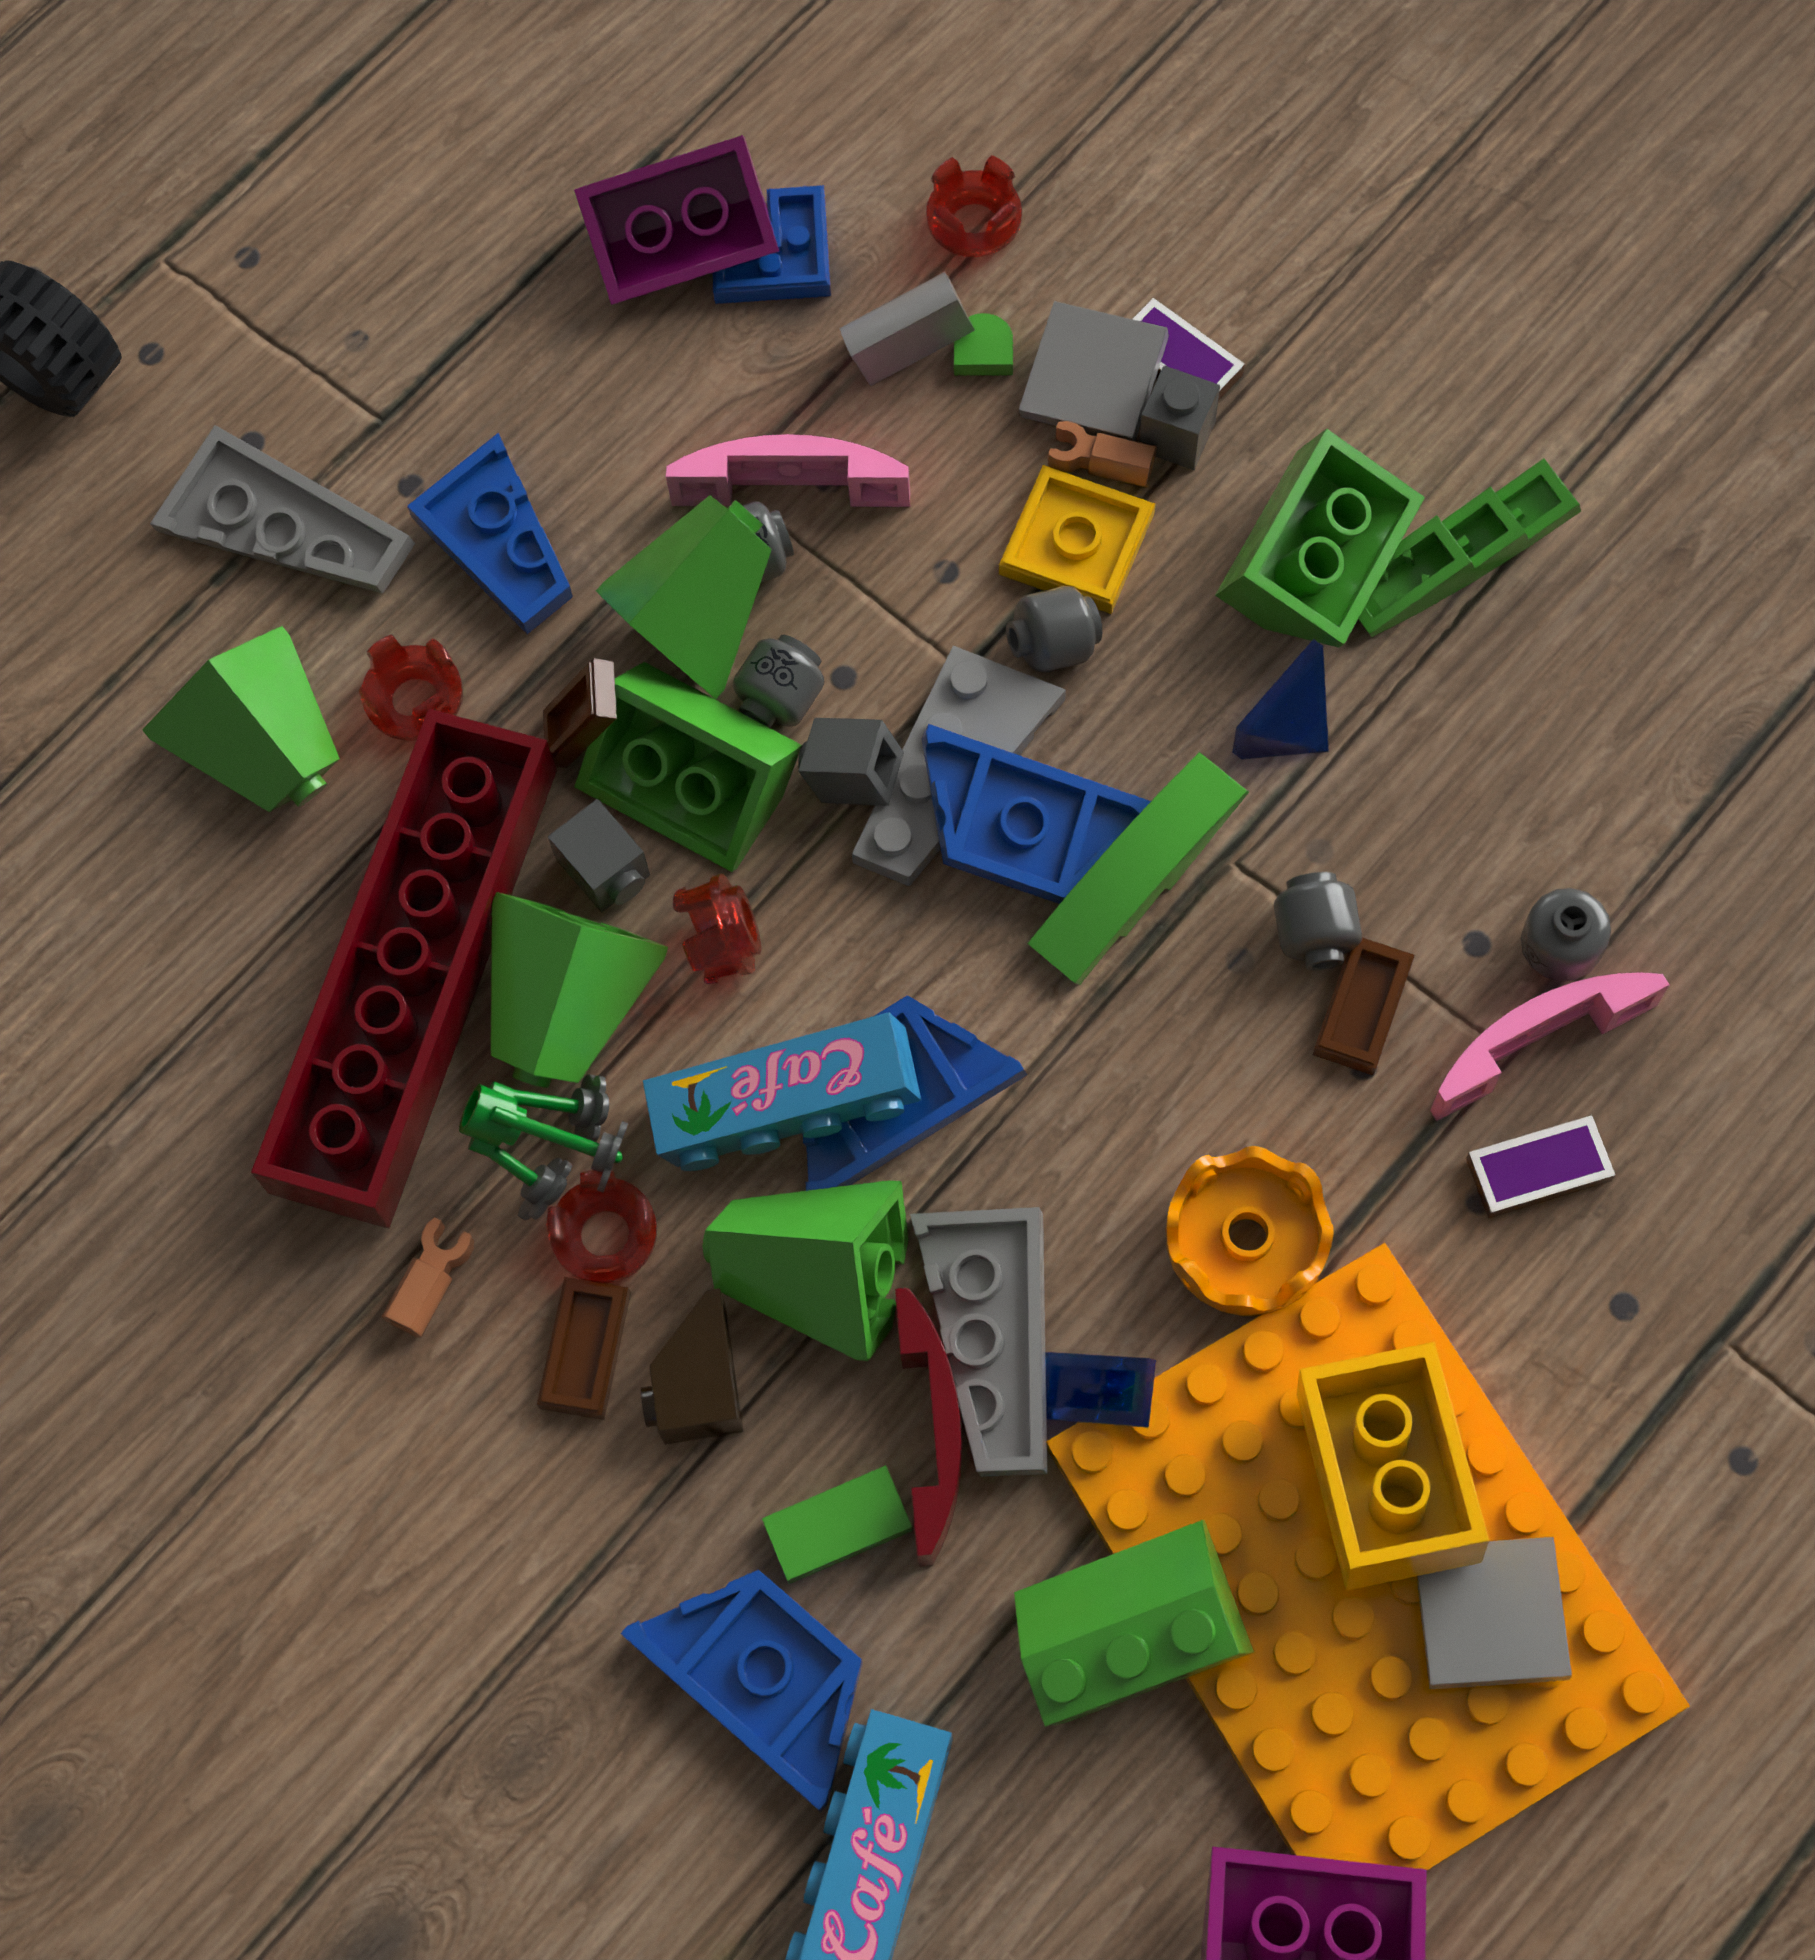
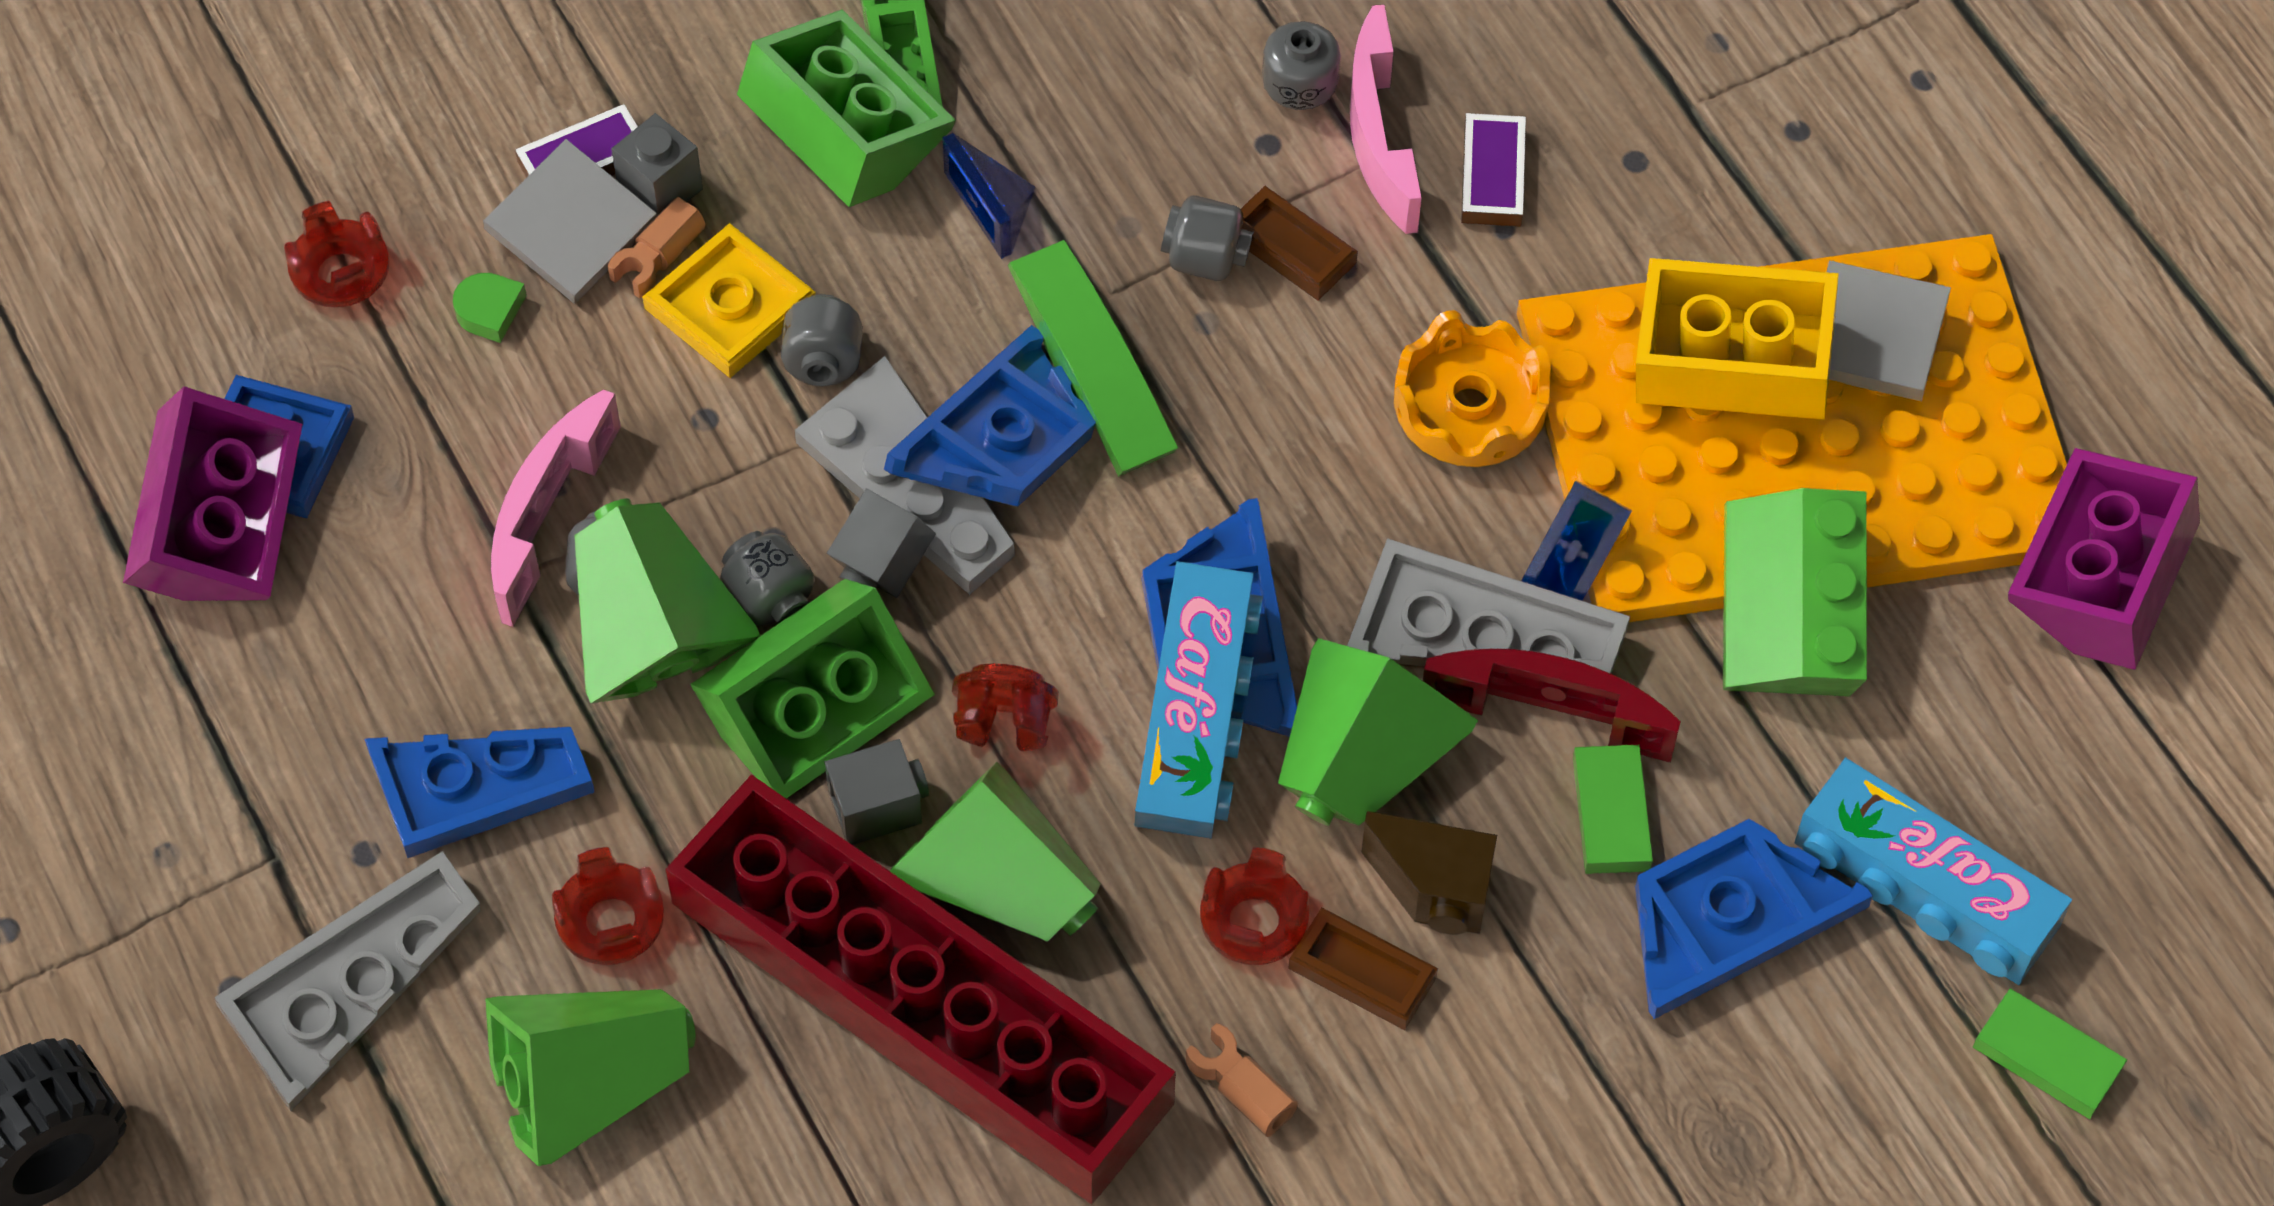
camera: 75 degrees left, 10 degrees down
(495, 1118) = (1129, 929): plant -> none
(580, 712) = (723, 744): reddish brown tile -> none
(906, 329) = (441, 349): light grey brick -> none

